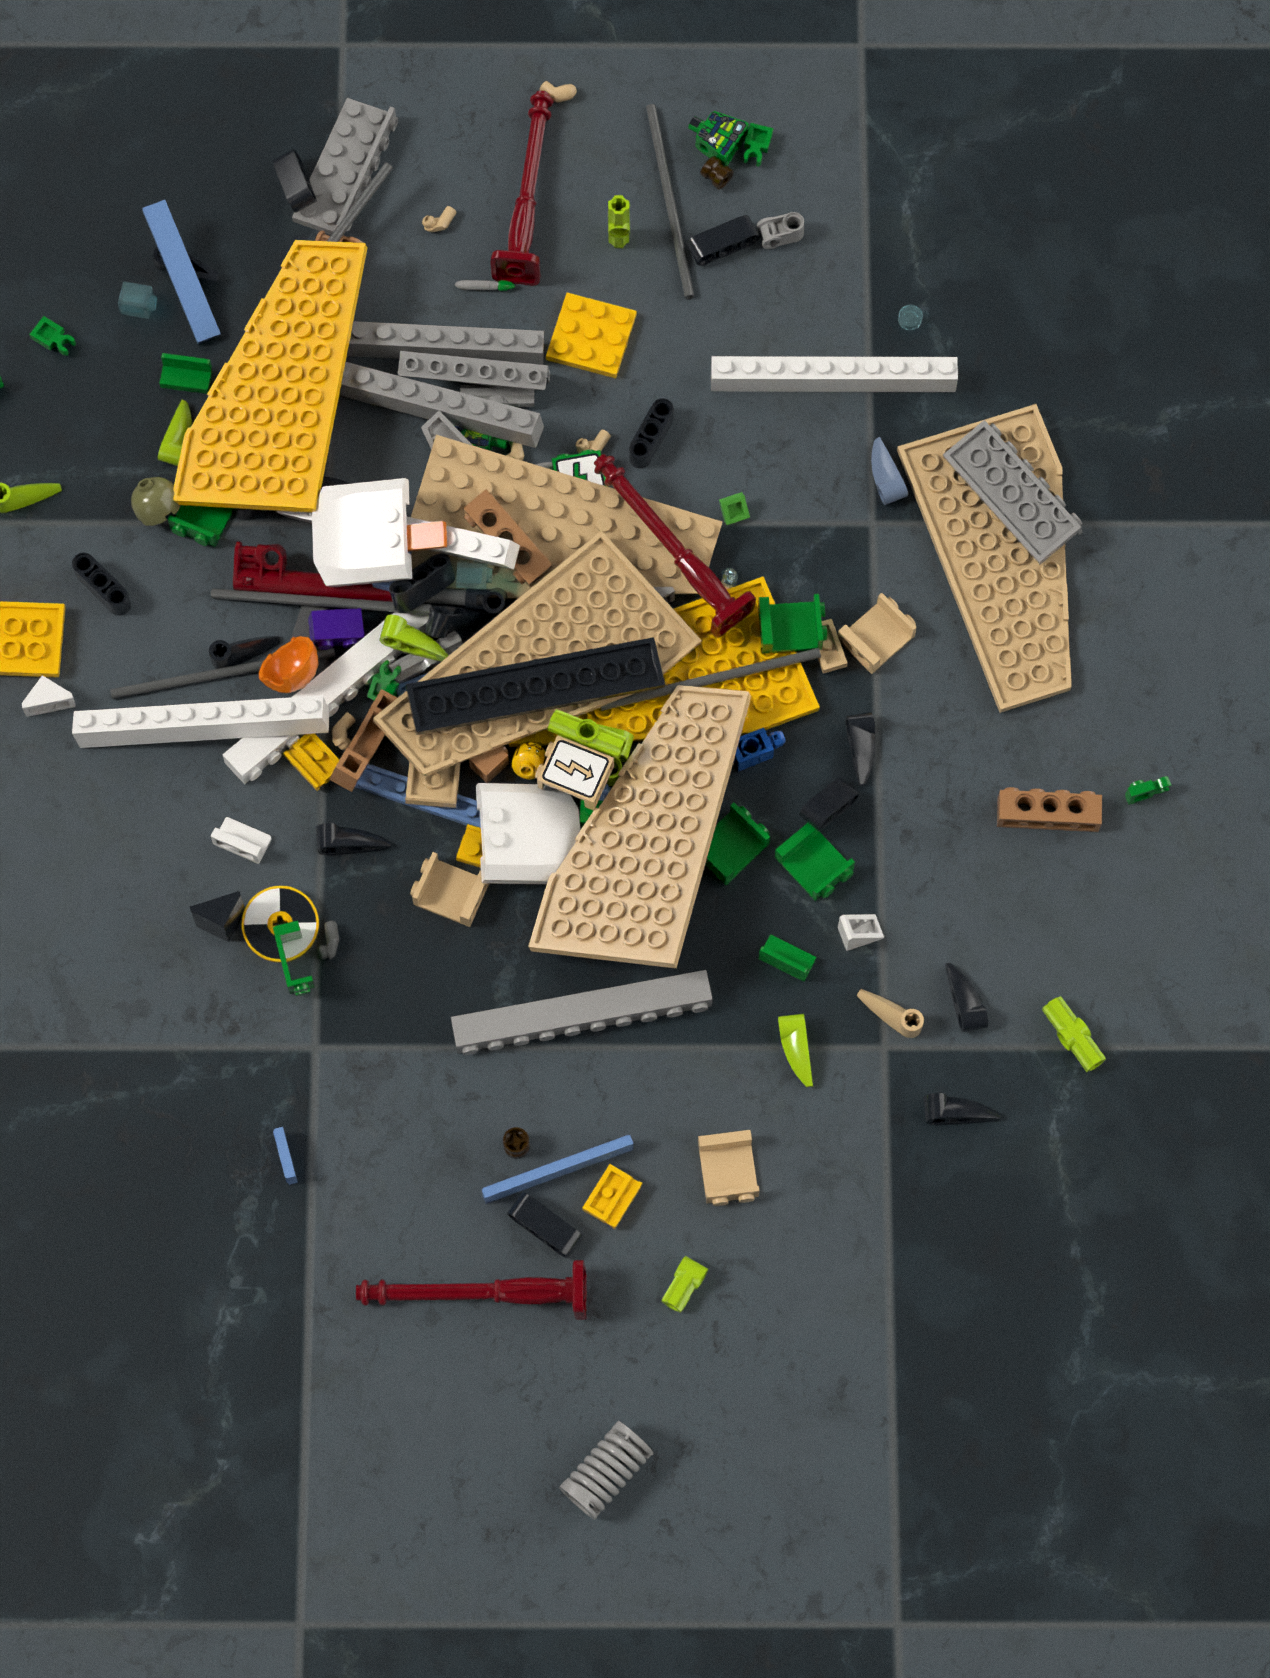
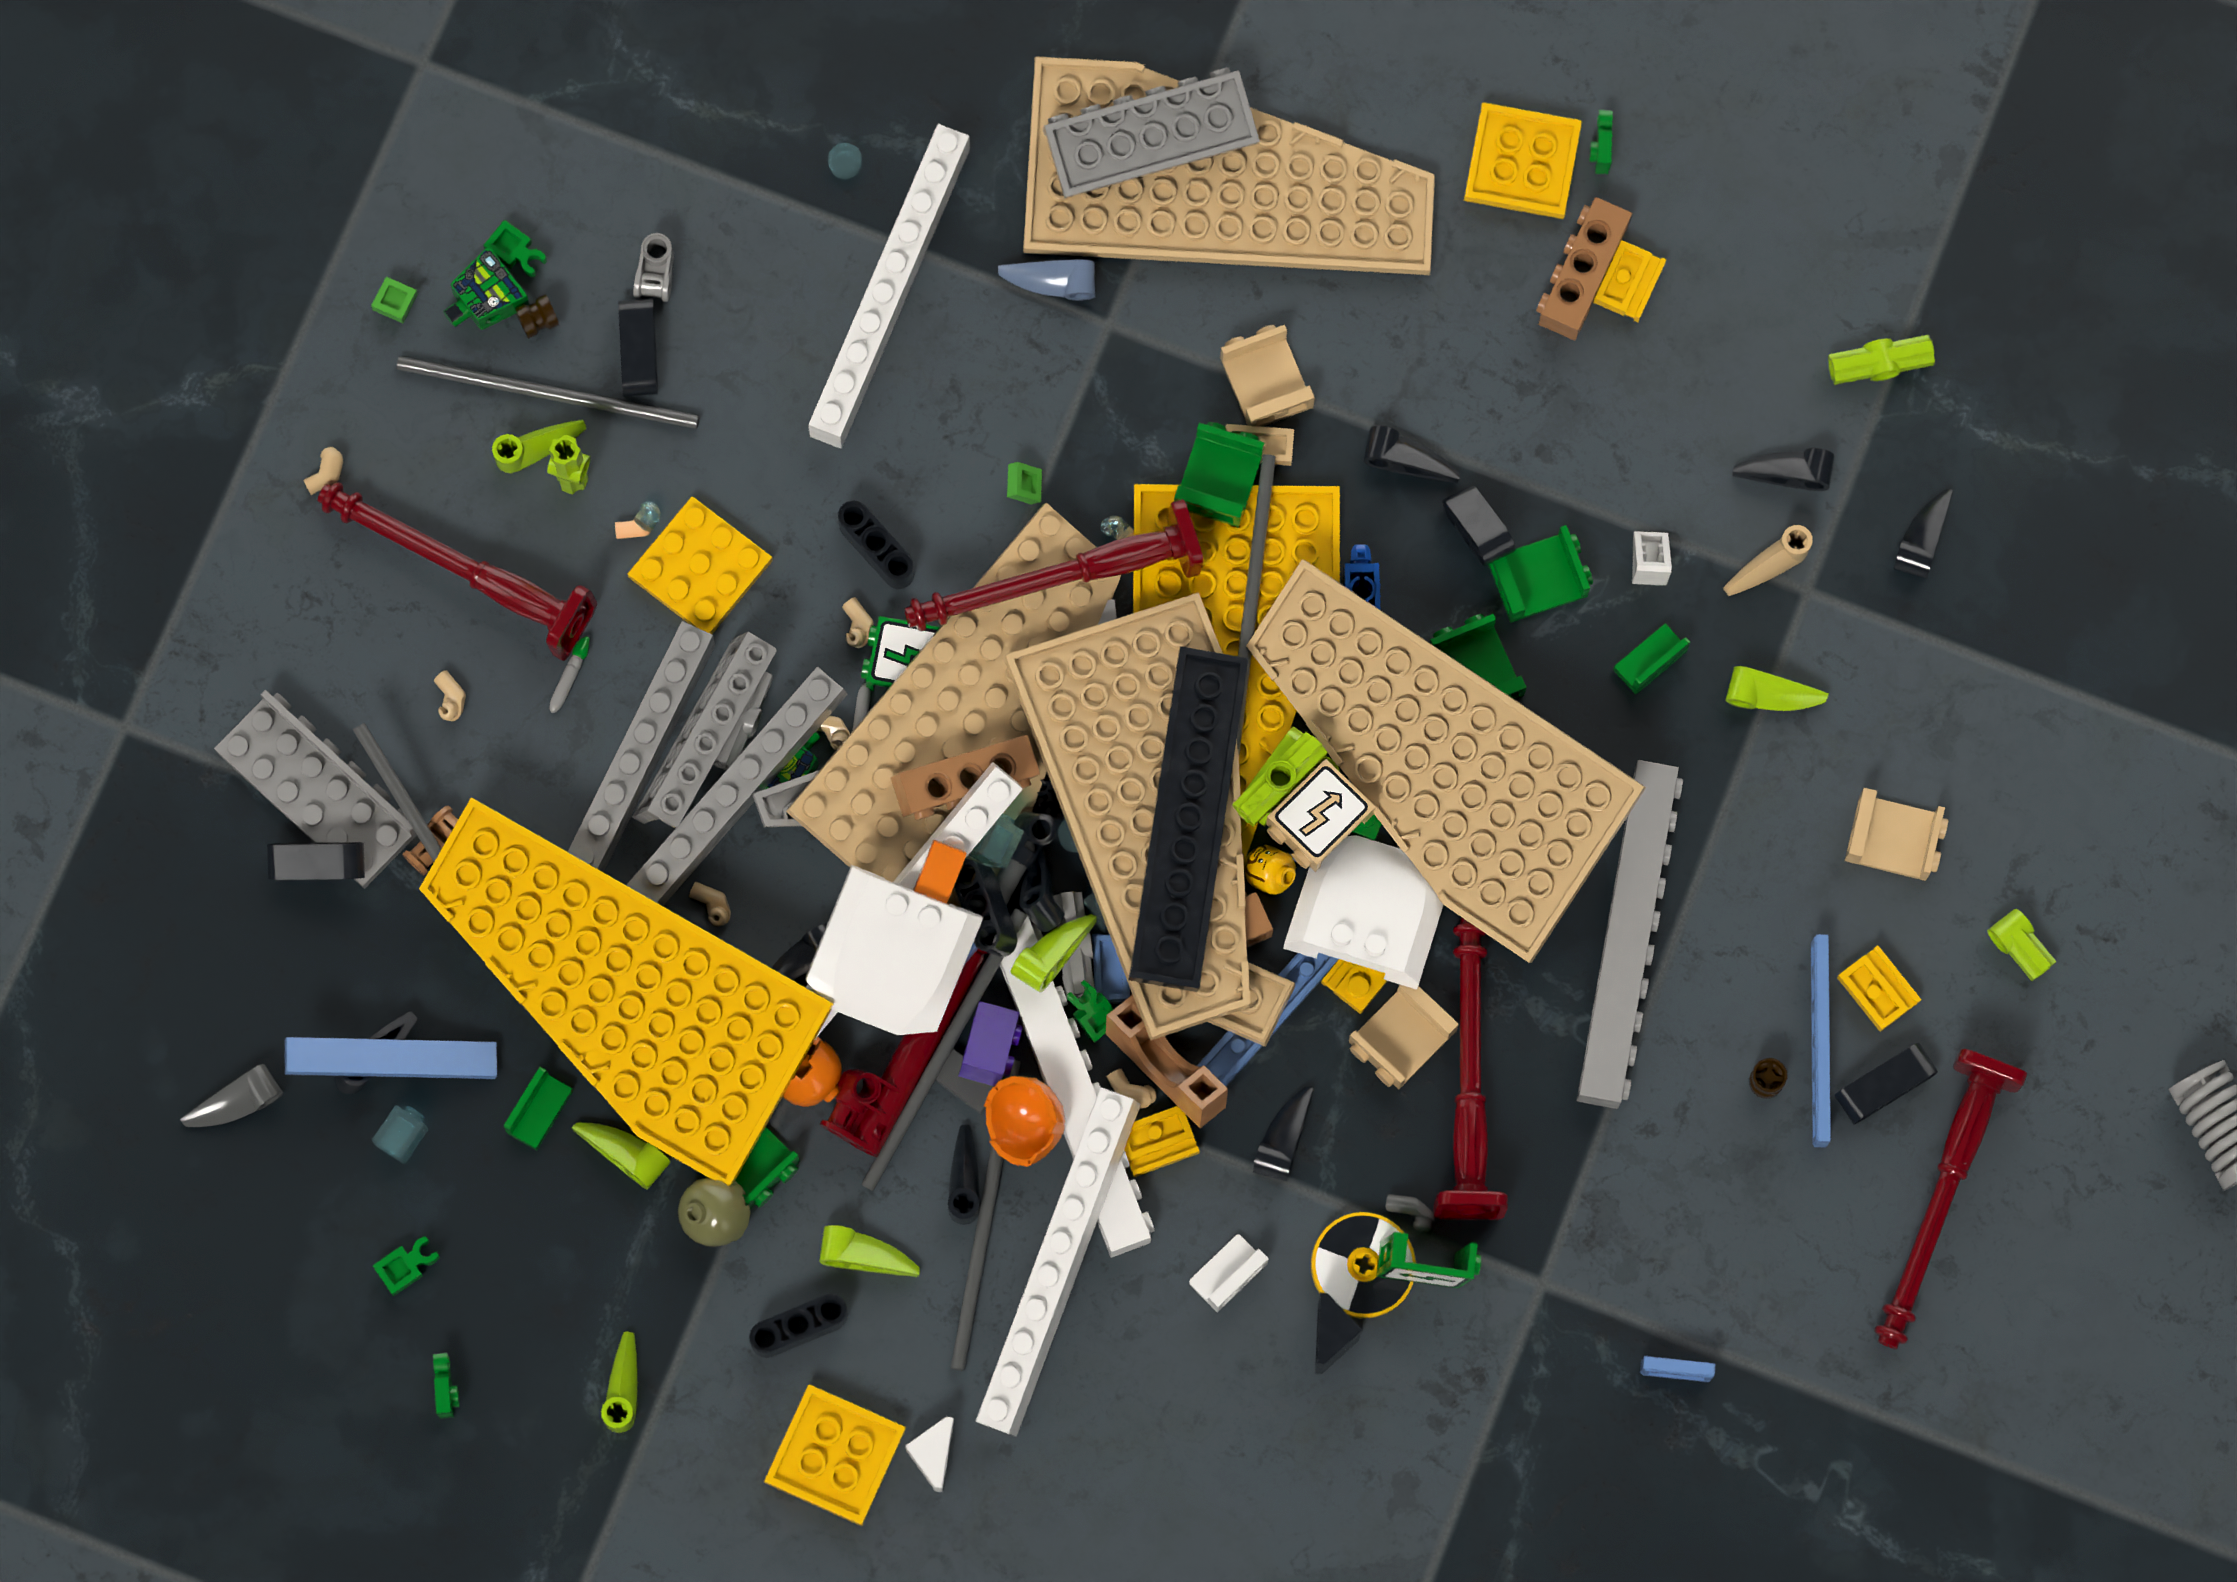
camera: 70 degrees left, 5 degrees up
(122, 198) = (240, 1098): none -> dark grey piece
(167, 606) = (856, 1251): none -> lime piece
(270, 527) = (816, 1076): none -> orange cylinder
(365, 431) = (715, 902): none -> tan arm
(406, 952) = (1470, 1141): none -> dark red piece
(605, 289) = (642, 523): none -> arm
(638, 212) = (531, 446): none -> lime piece
(690, 86) = (394, 299): none -> bright green plate
(1054, 844) = (1629, 281): none -> yellow plate
(1109, 742) = (1522, 160): none -> yellow plate

